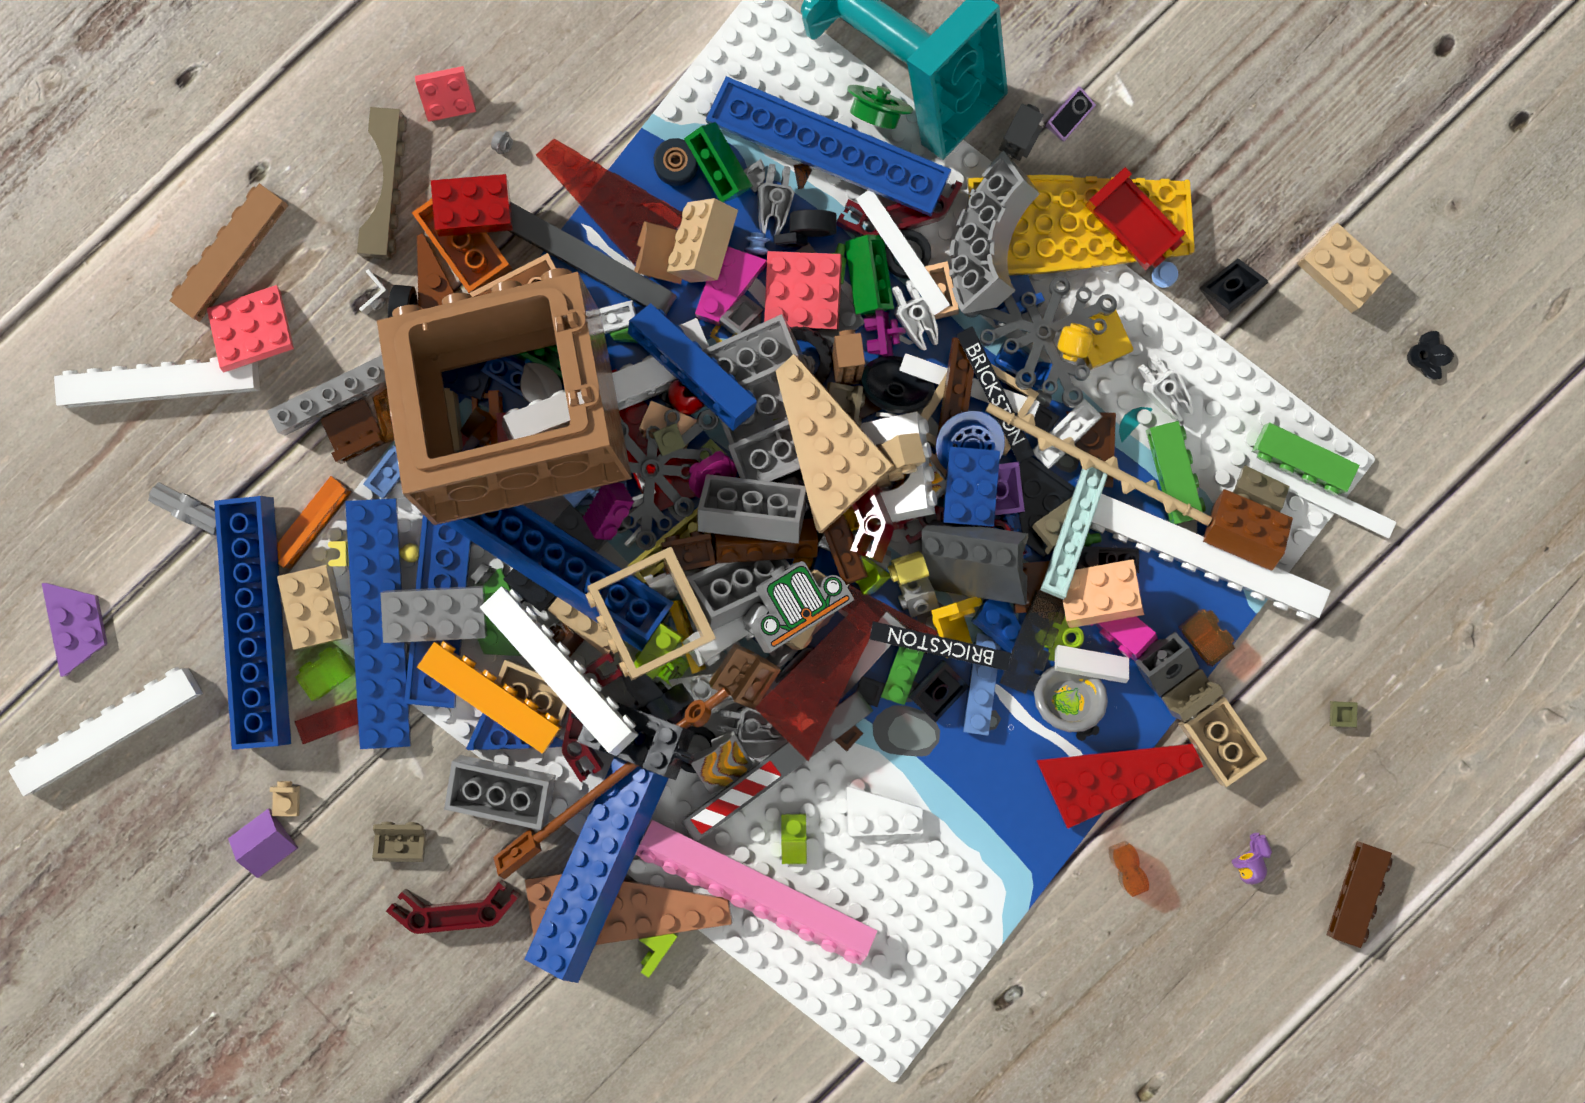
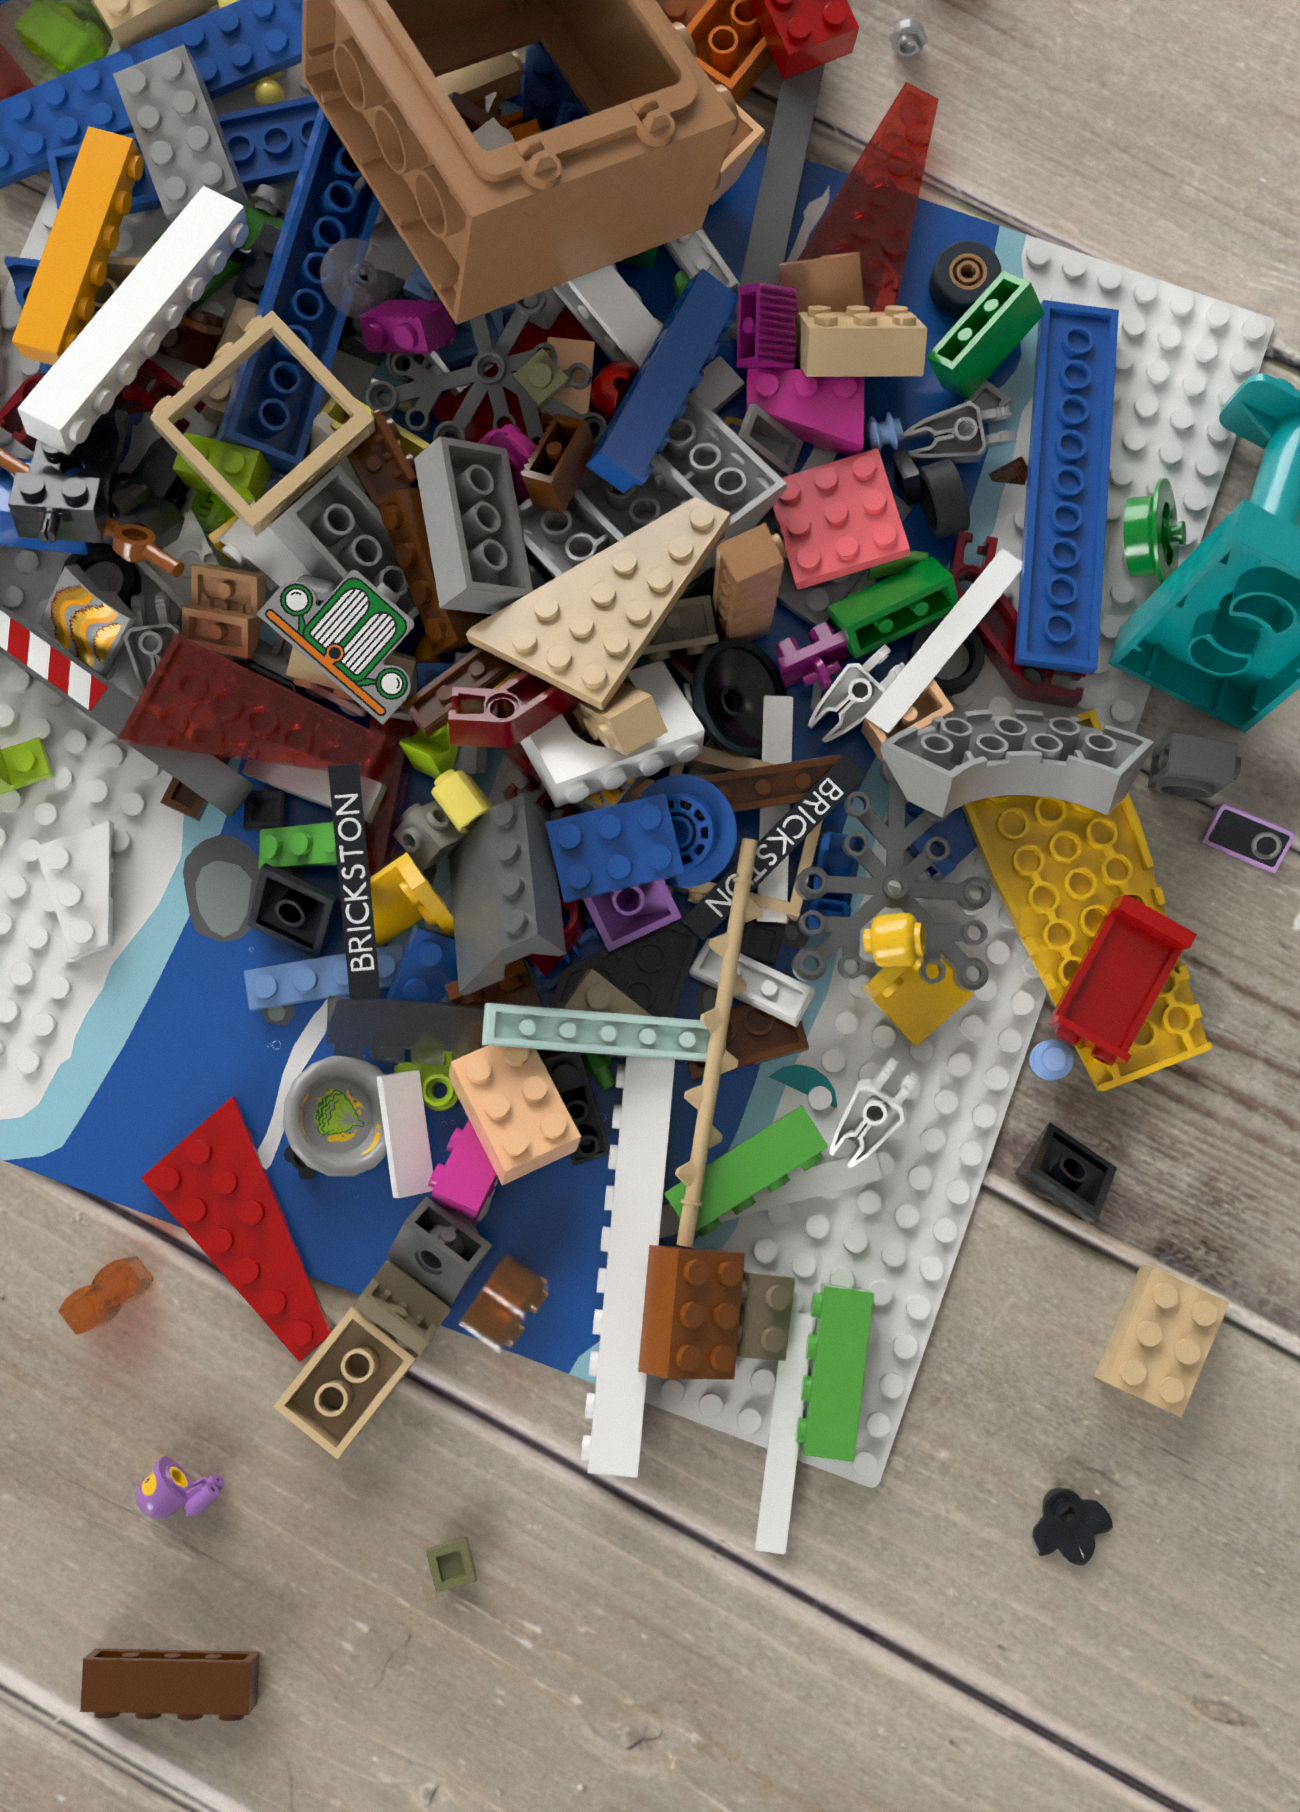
camera: 75 degrees right, 5 degrees down
(561, 539) = (343, 284): none -> clear dish
(675, 293) = (766, 326): none -> magenta brick
(727, 445) = (558, 462): none -> reddish brown brick

